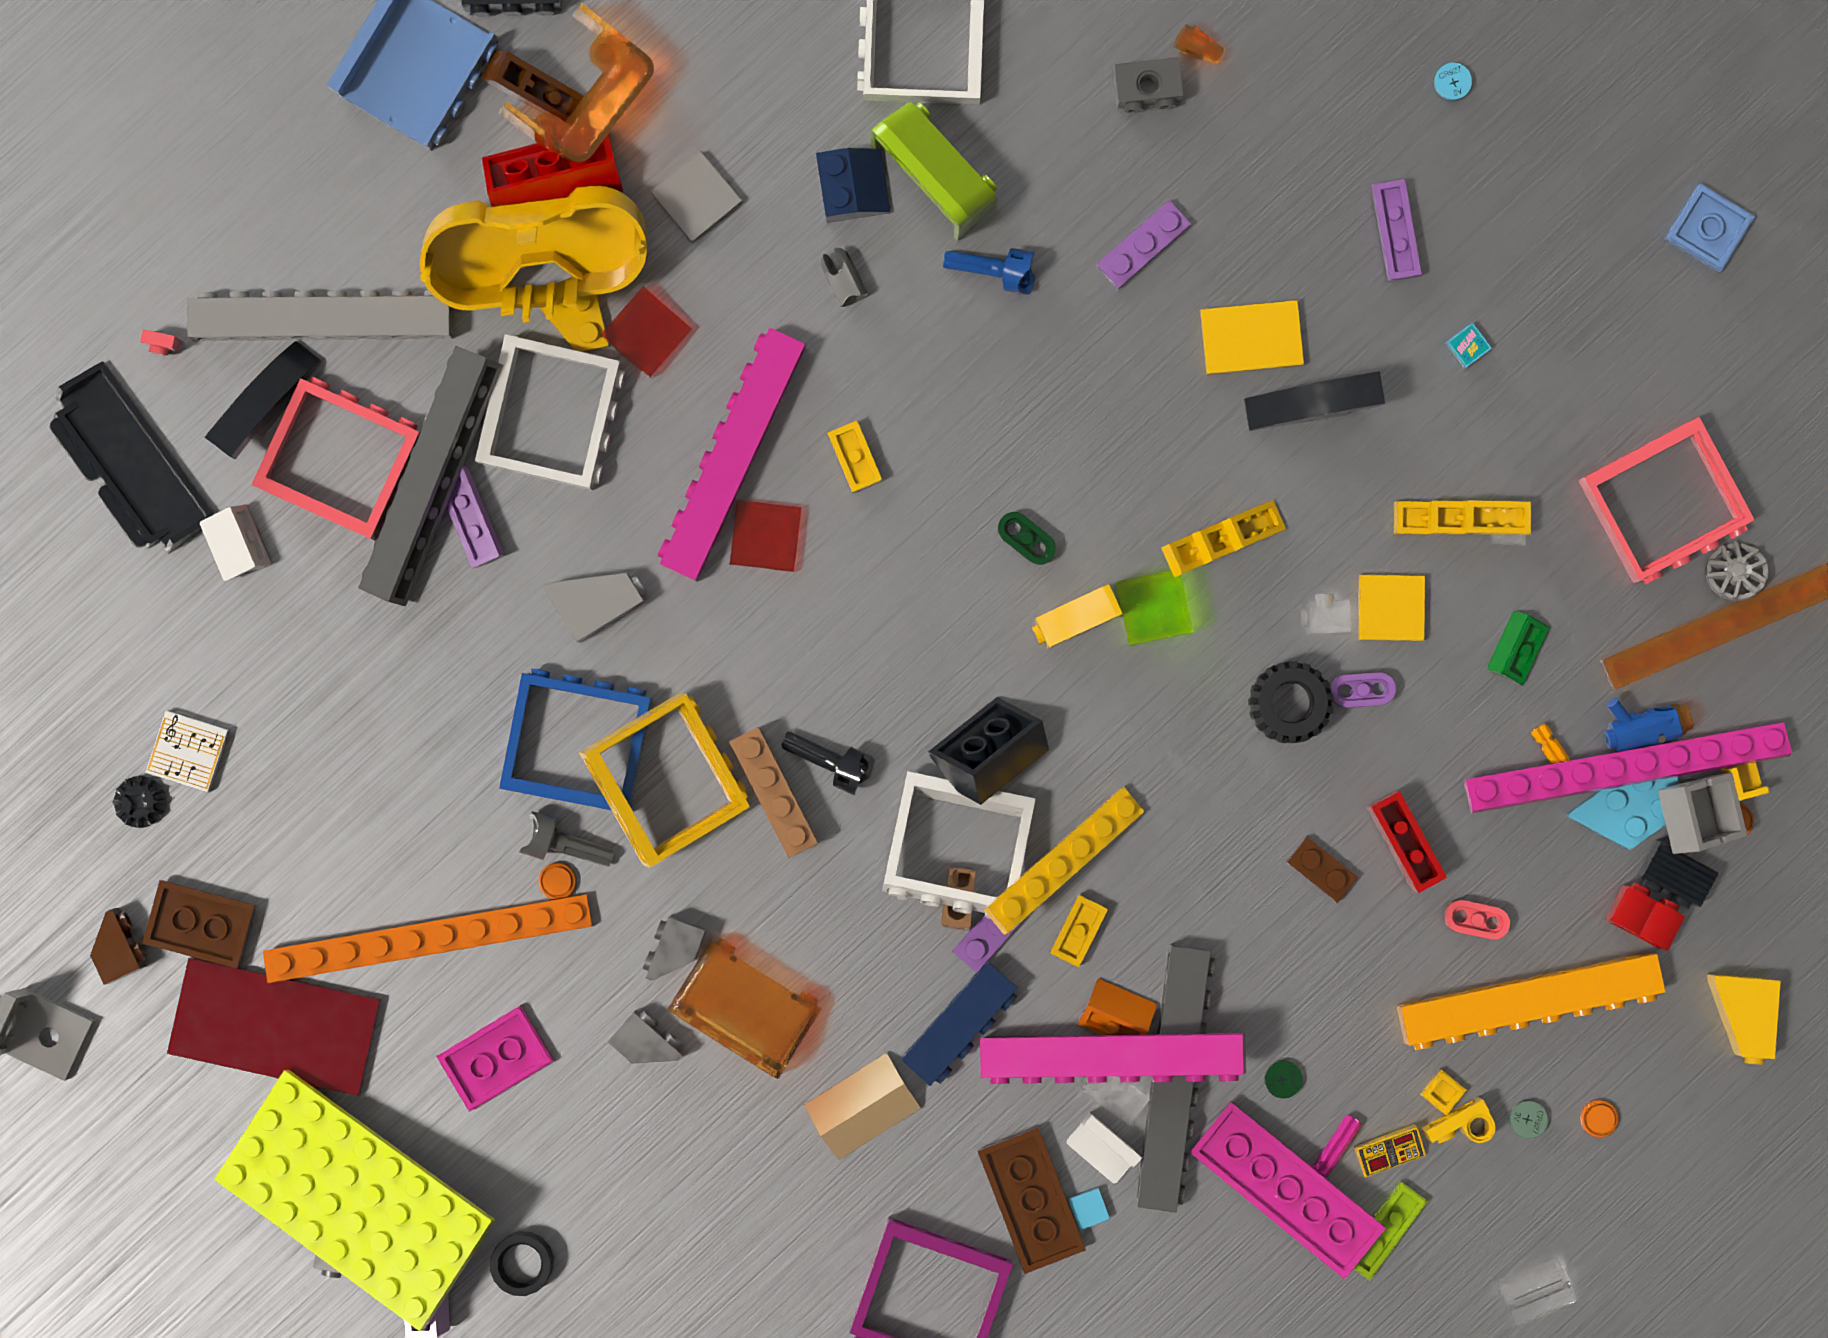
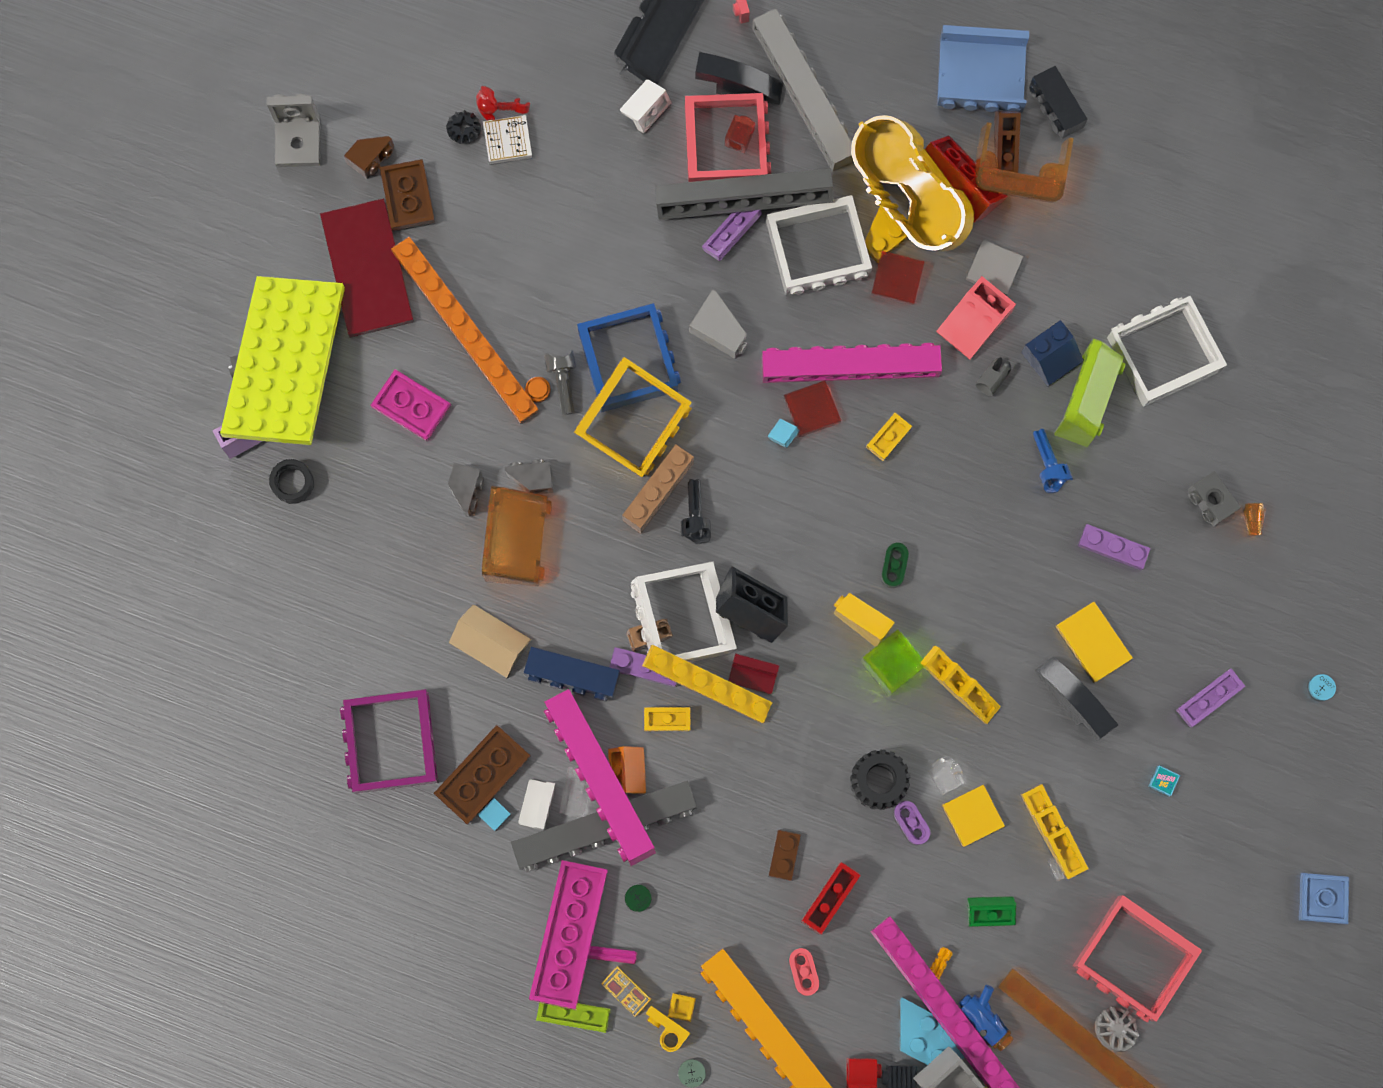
camera: 70 degrees right, 10 degrees down
(130, 754) = (488, 105): none -> red piece
(345, 440) = (740, 133): none -> clear red brick
(755, 260) = (976, 317): none -> coral slope
(780, 591) = (783, 433): none -> medium azure tile
(1075, 792) = (753, 674): none -> dark red panel

